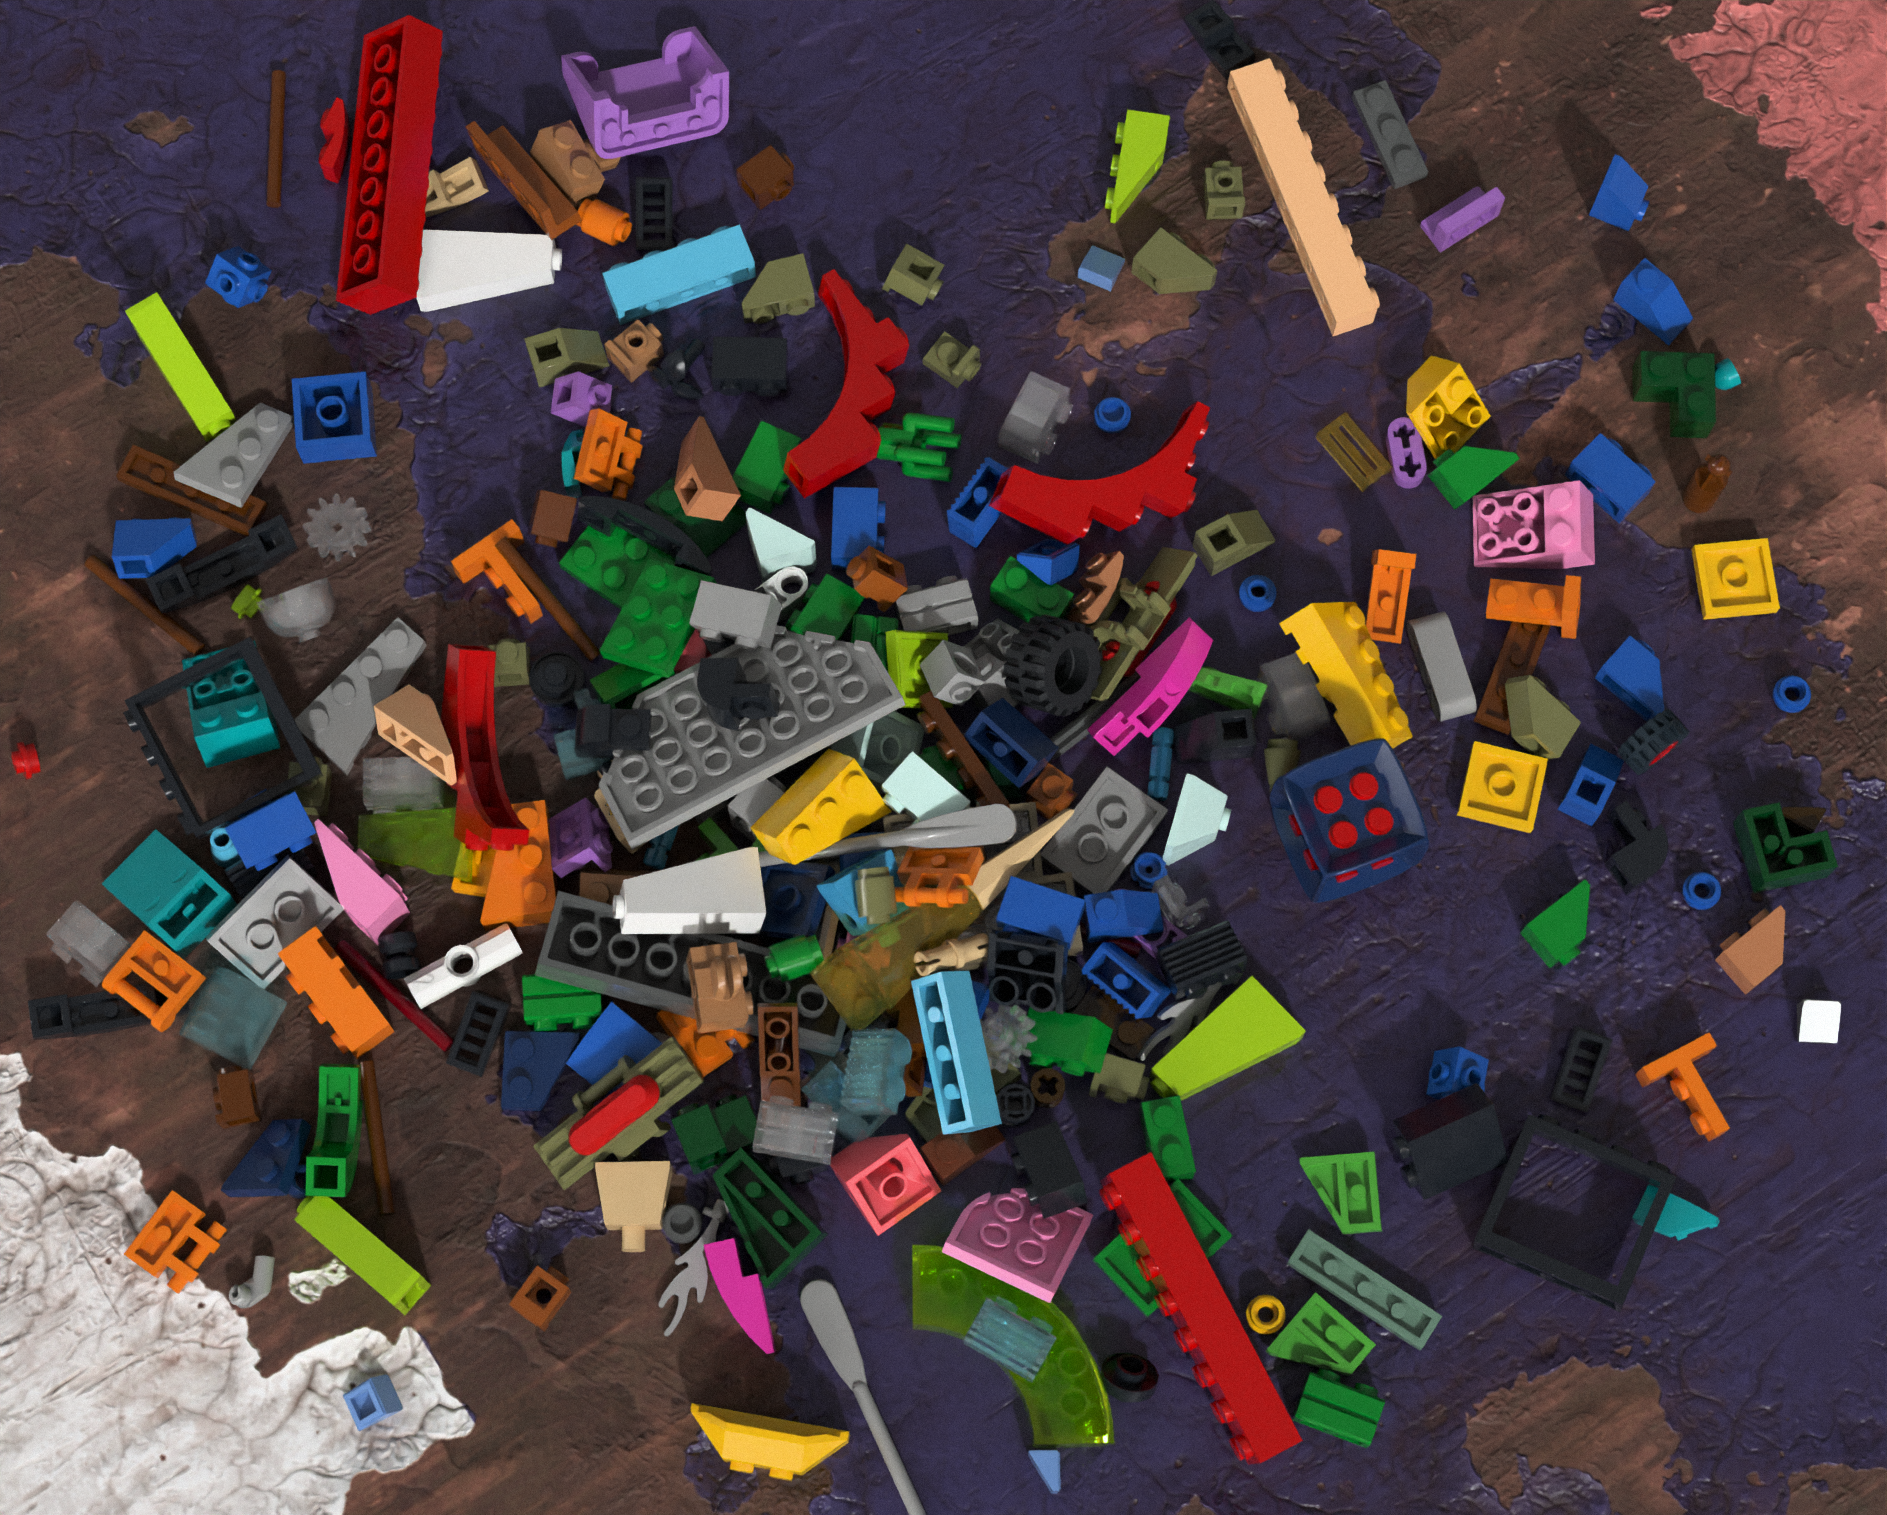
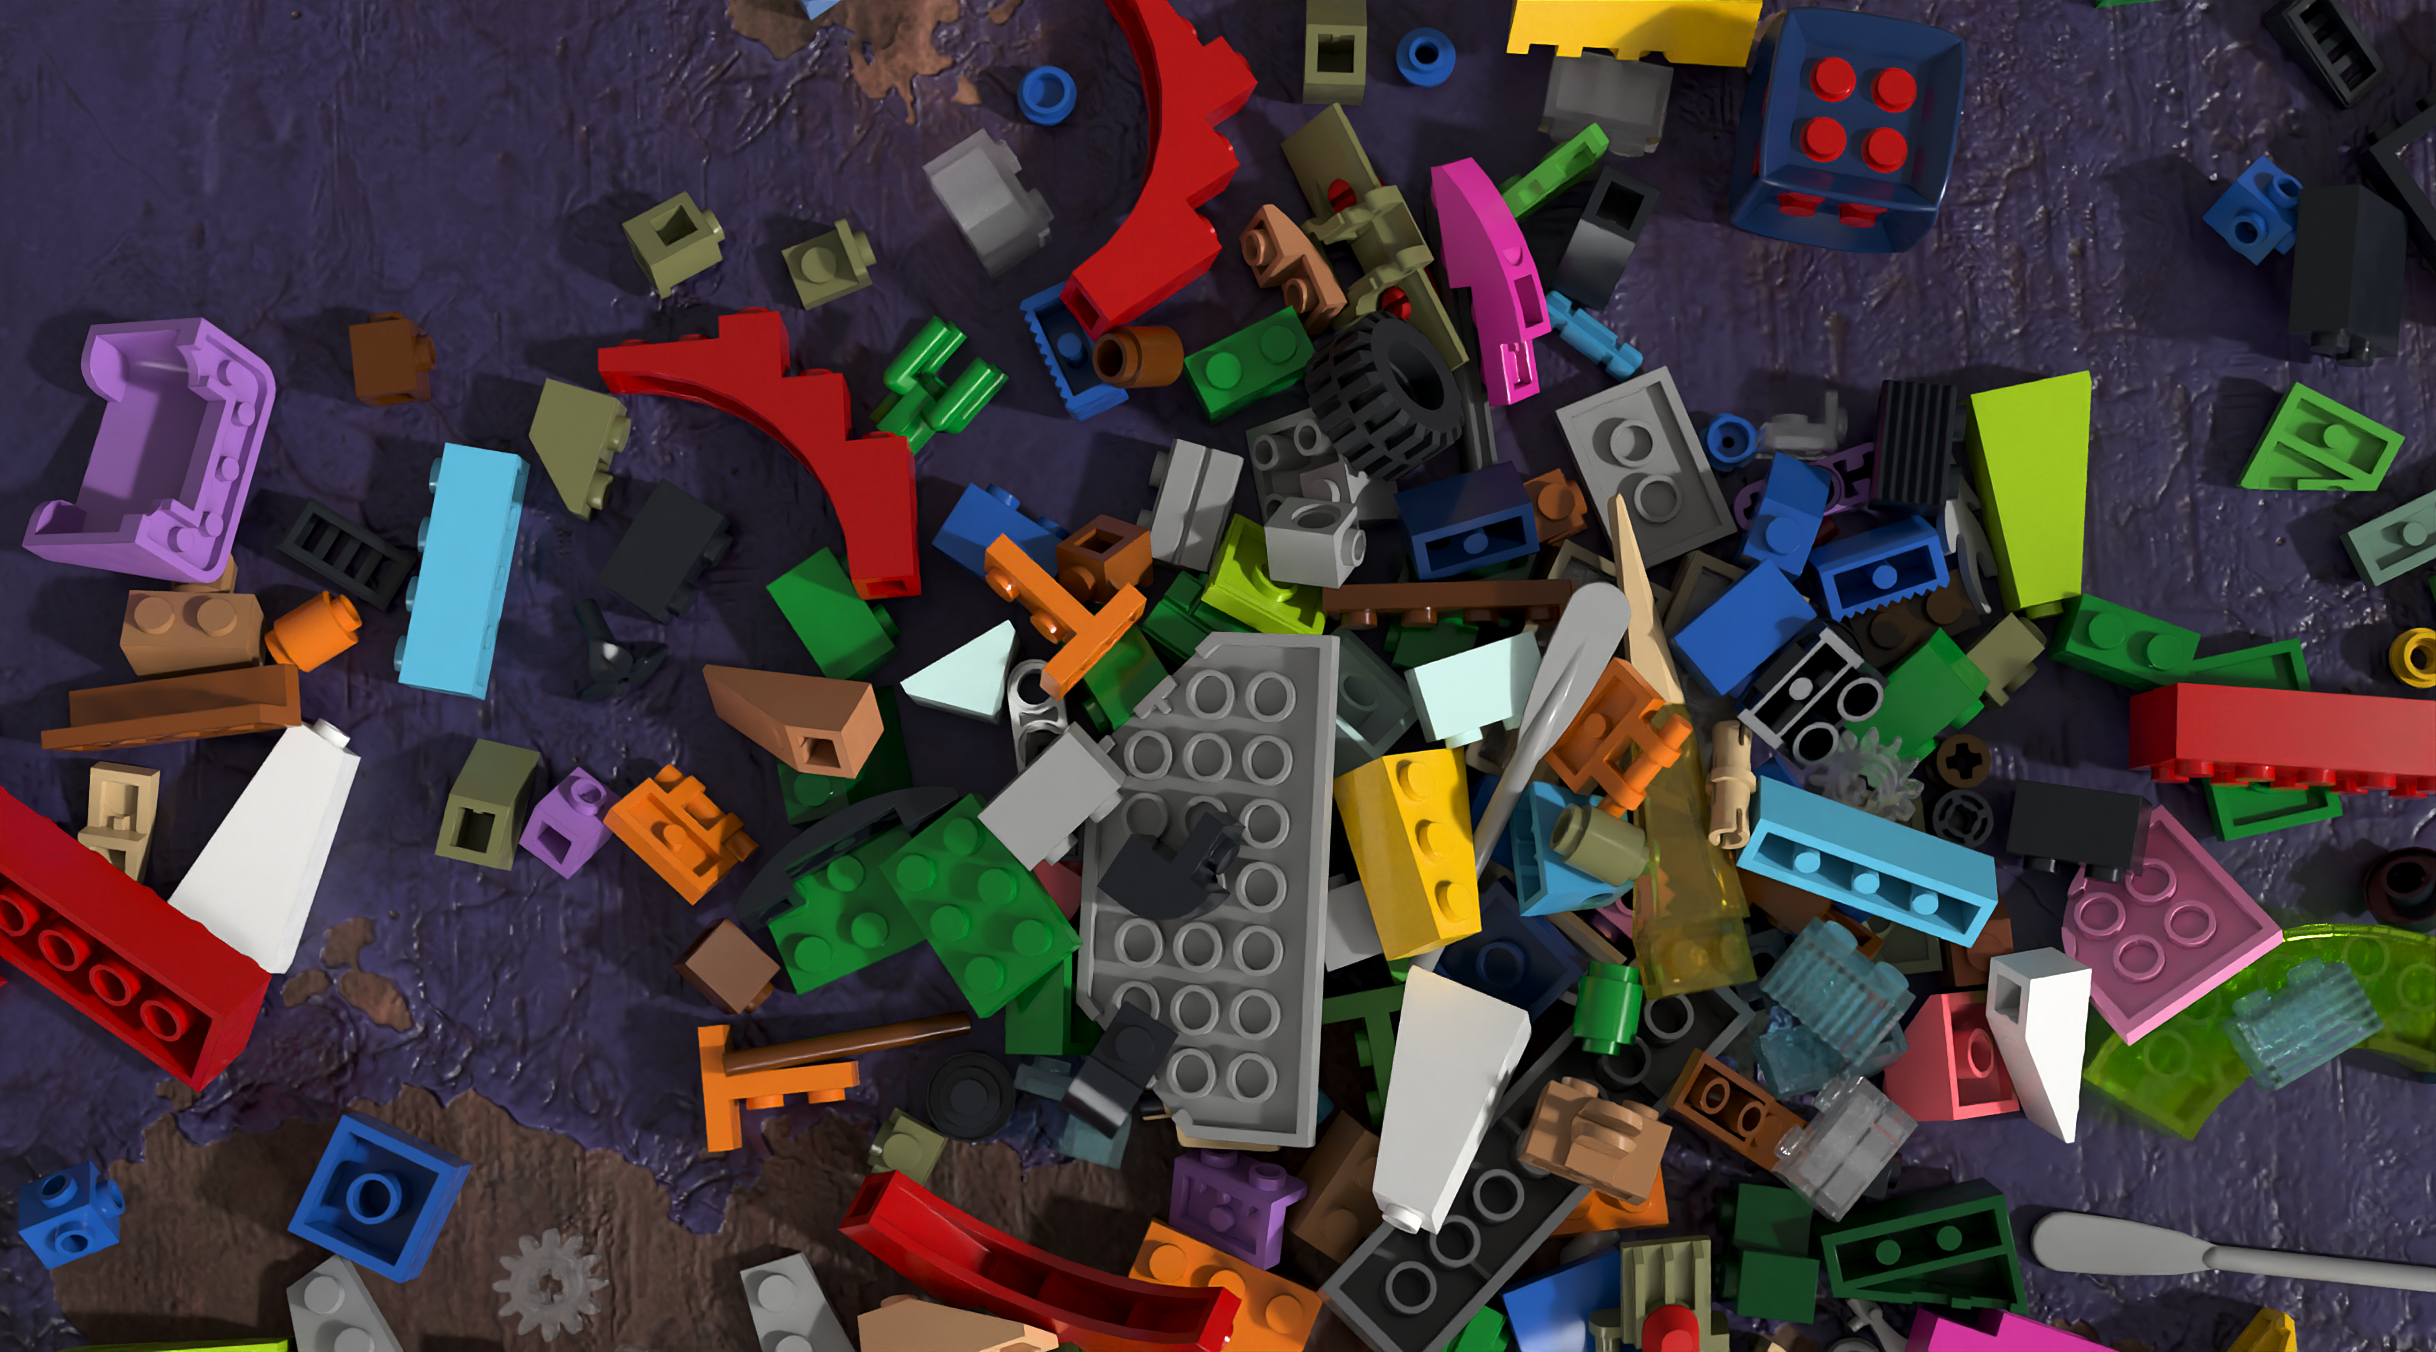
camera: 60 degrees left, 10 degrees up
(569, 457) = (641, 881): teal slope -> none
(635, 360) = (558, 712): medium nougat brick -> none
(827, 584) = (1060, 615): none -> orange bracket
(930, 1197) = (2040, 1027): none -> white slope
(995, 530) = (1138, 356): none -> reddish brown brick
(1051, 560) = (1217, 310): blue slope -> none
(1196, 819) = (1704, 342): light aqua slope -> none
(1280, 758) = (1689, 175): olive cone -> none

